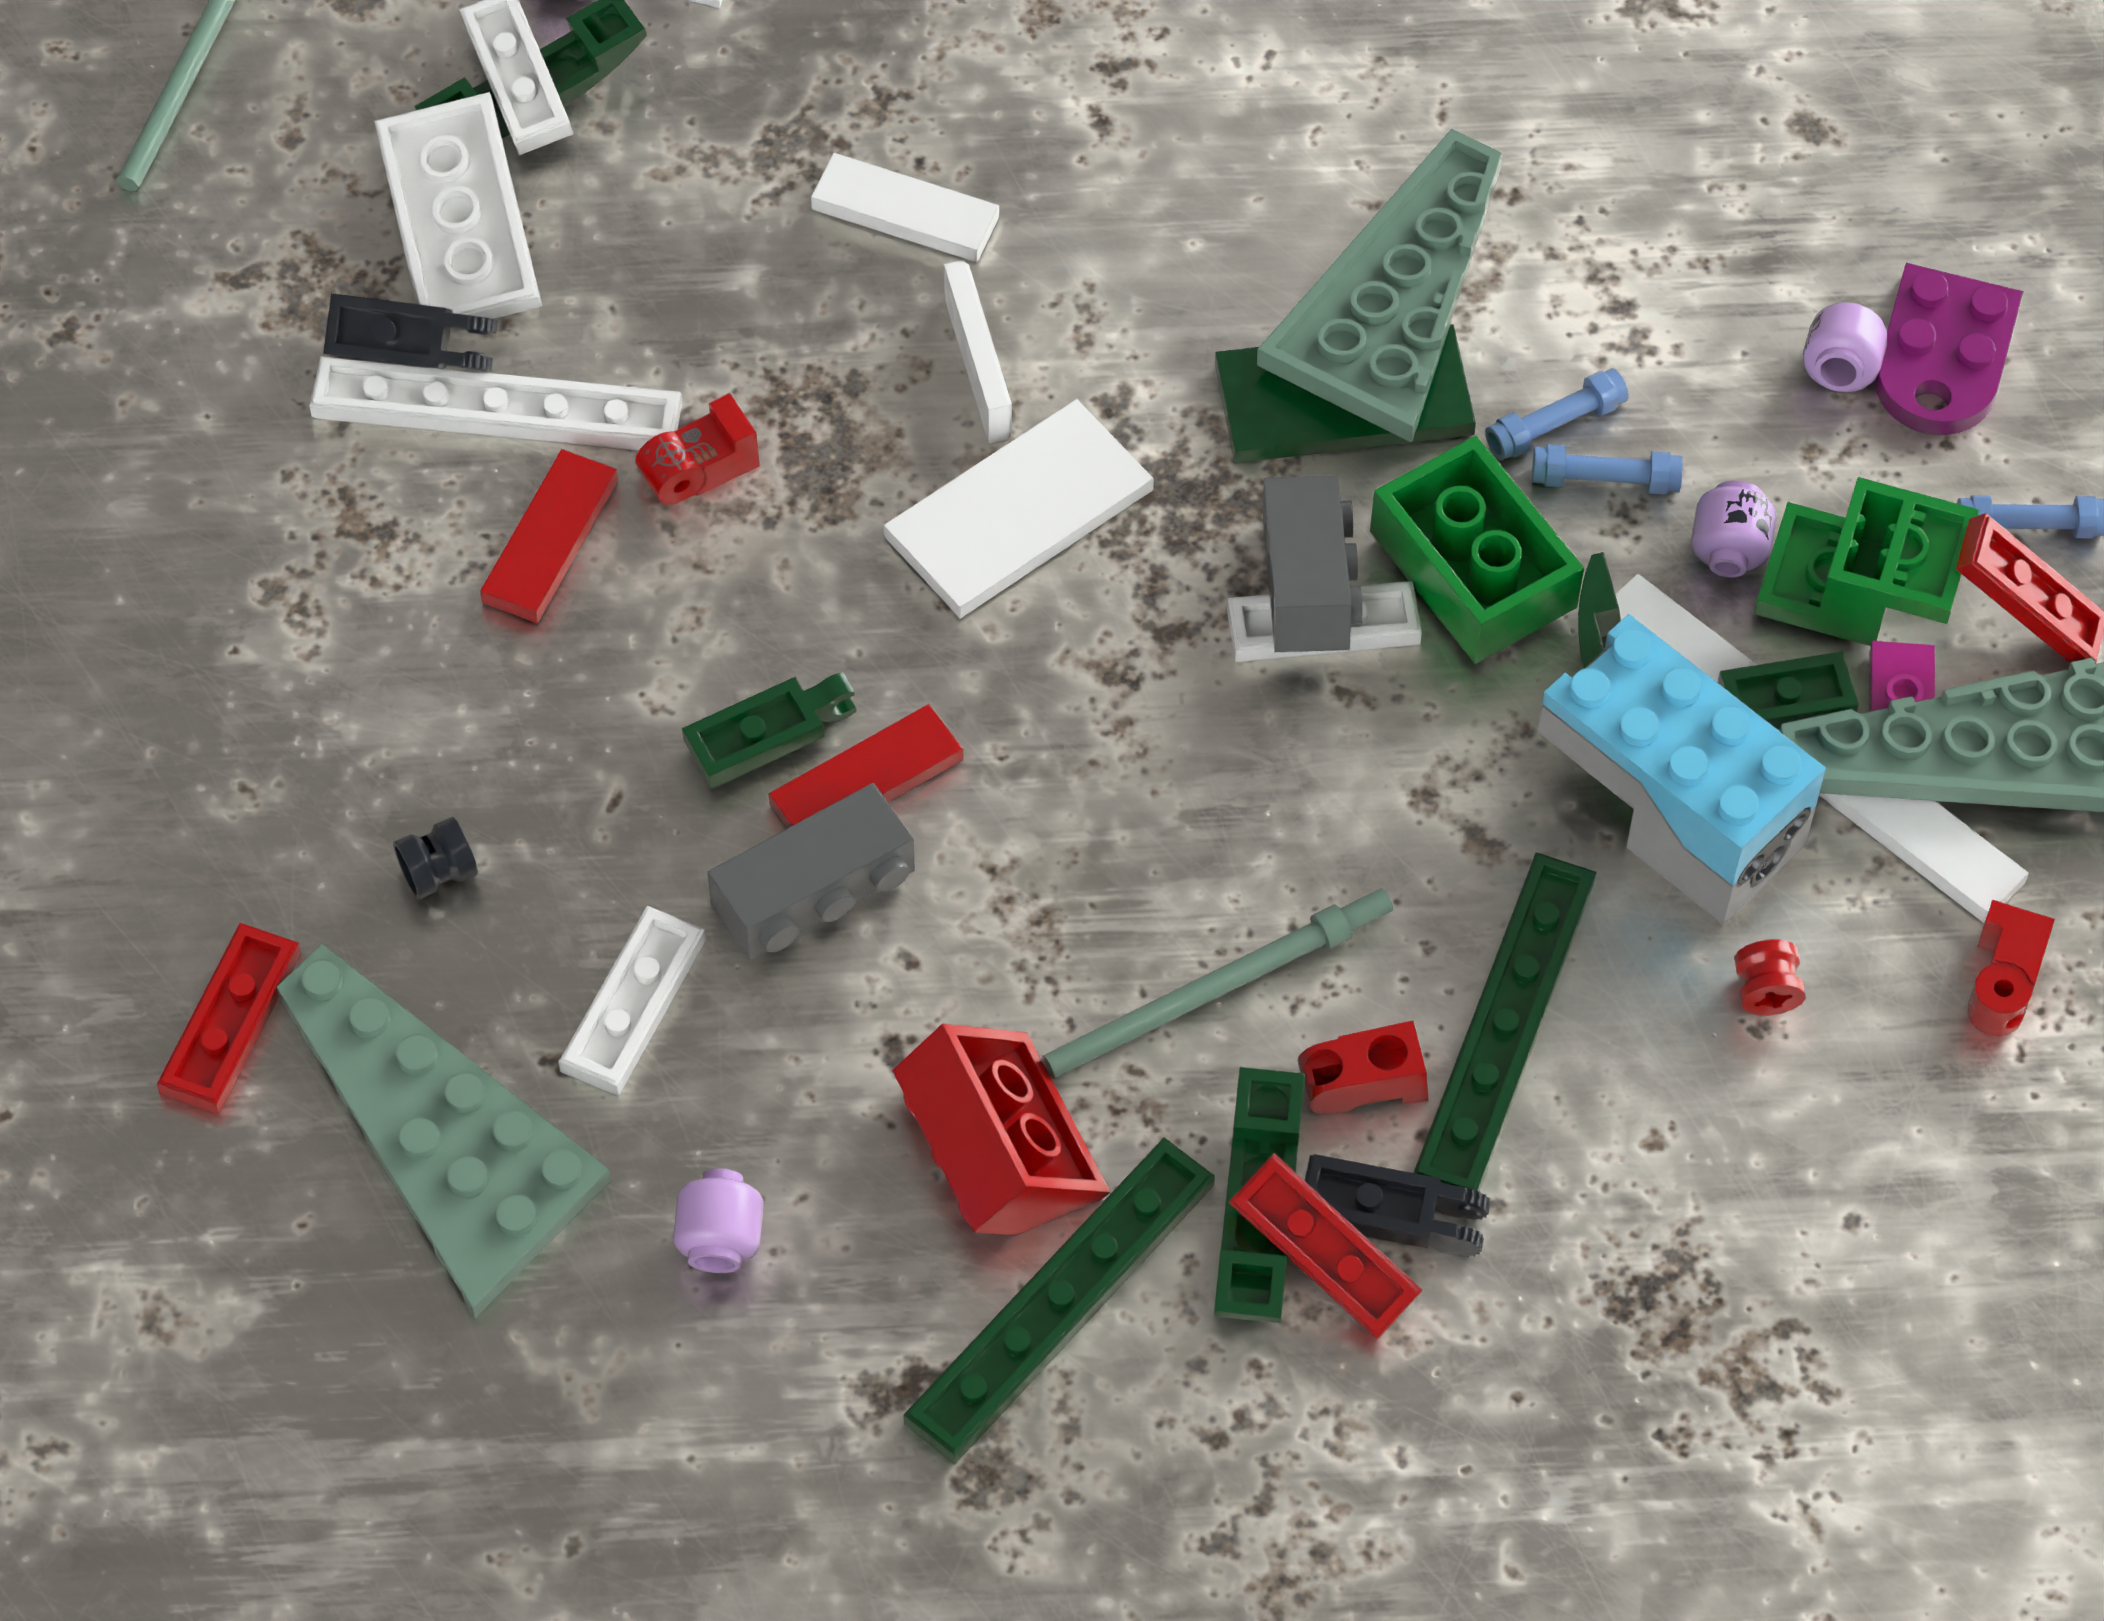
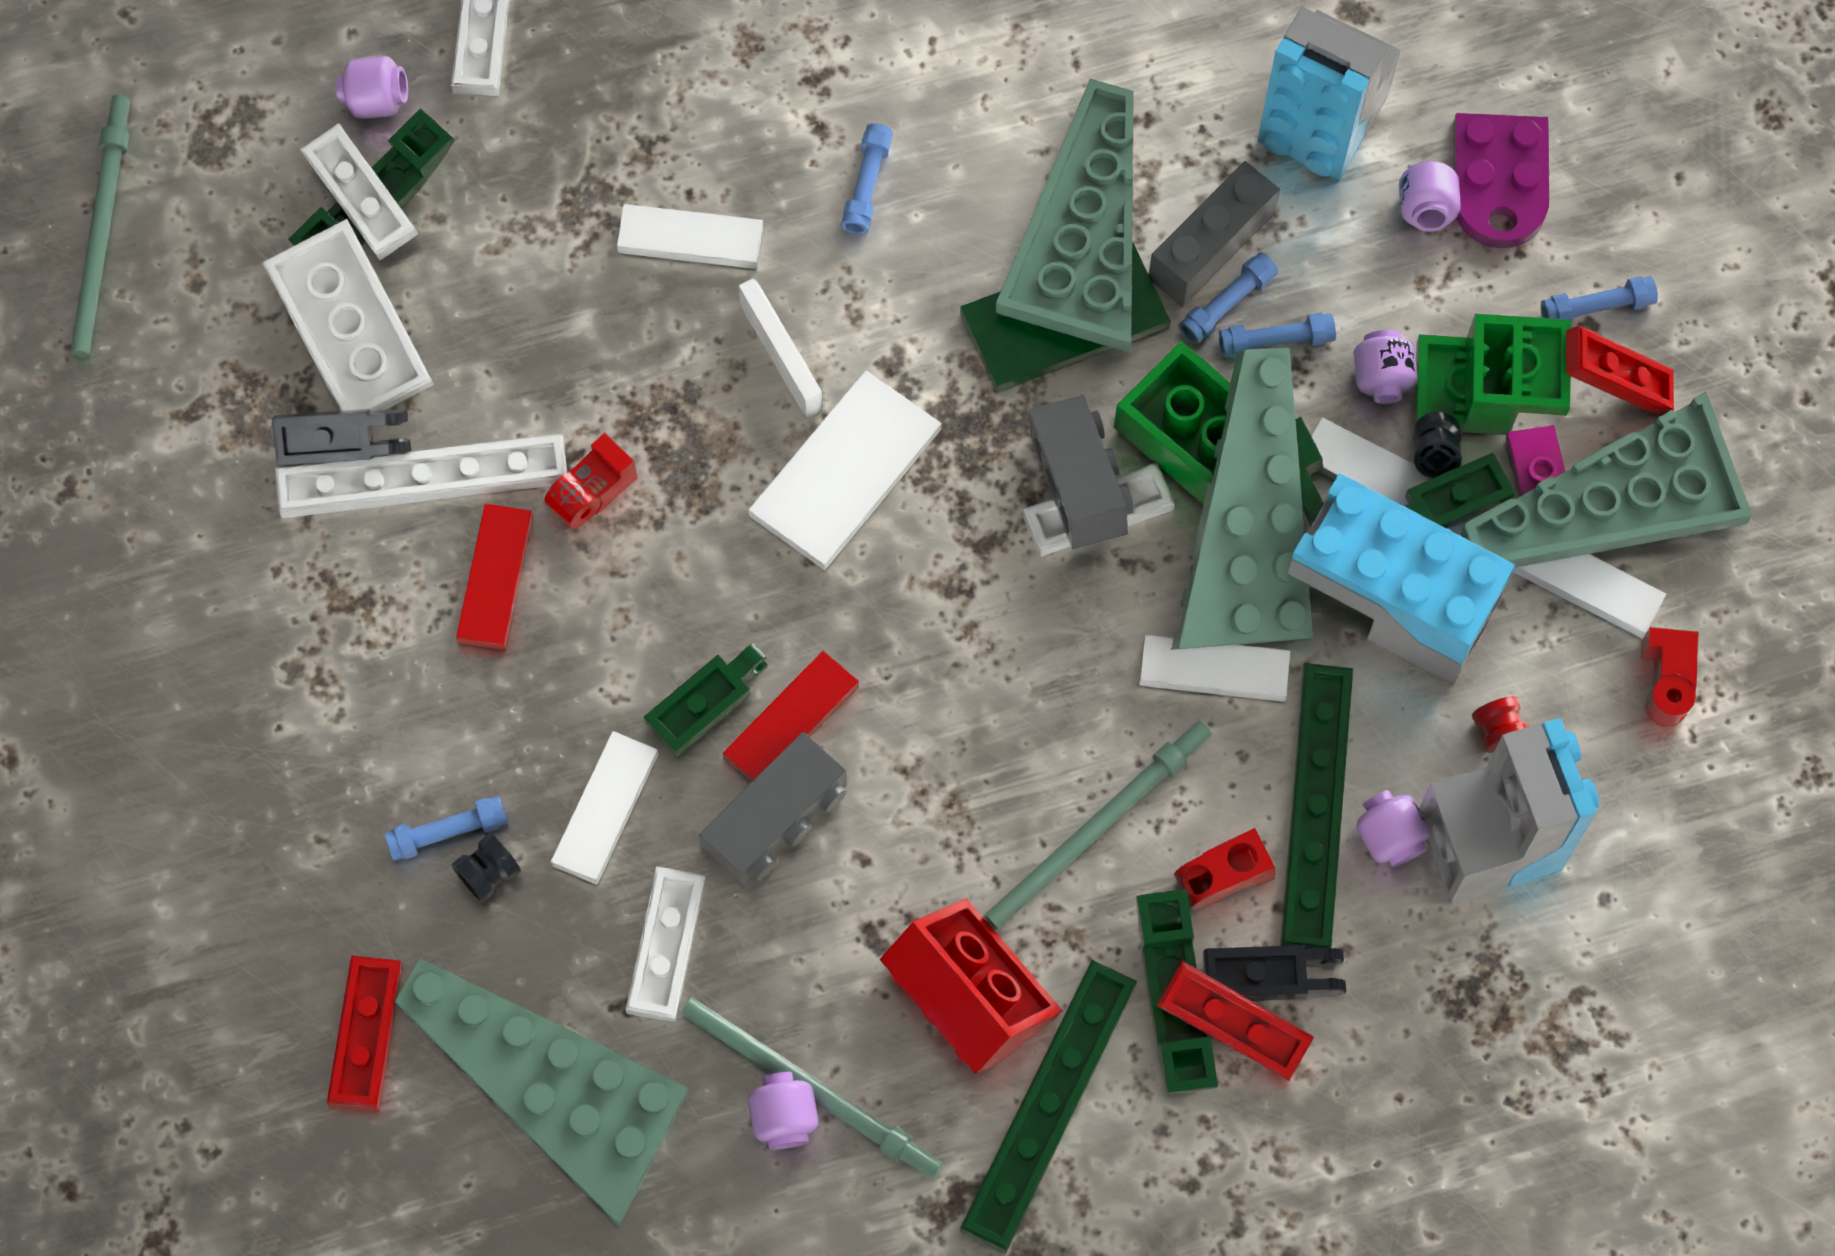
camera: 15 degrees left, 10 degrees up
(345, 809) = (404, 841): none -> medium blue bar
(604, 826) = (604, 808): none -> white tile
(847, 1293) = (893, 1141): none -> sand green bar
(1122, 221) = (859, 211): none -> medium blue bar
(1419, 834) = (1216, 669): none -> white tile
(1479, 707) = (1250, 518): none -> sand green wing
(1557, 333) = (1213, 233): none -> dark grey brick
(1594, 1067) = (1393, 828): none -> lavender head
(1738, 187) = (1325, 92): none -> medium azure piece
(1745, 1077) = (1511, 817): none -> light grey piece
(1782, 620) = (1437, 444): none -> black wheel

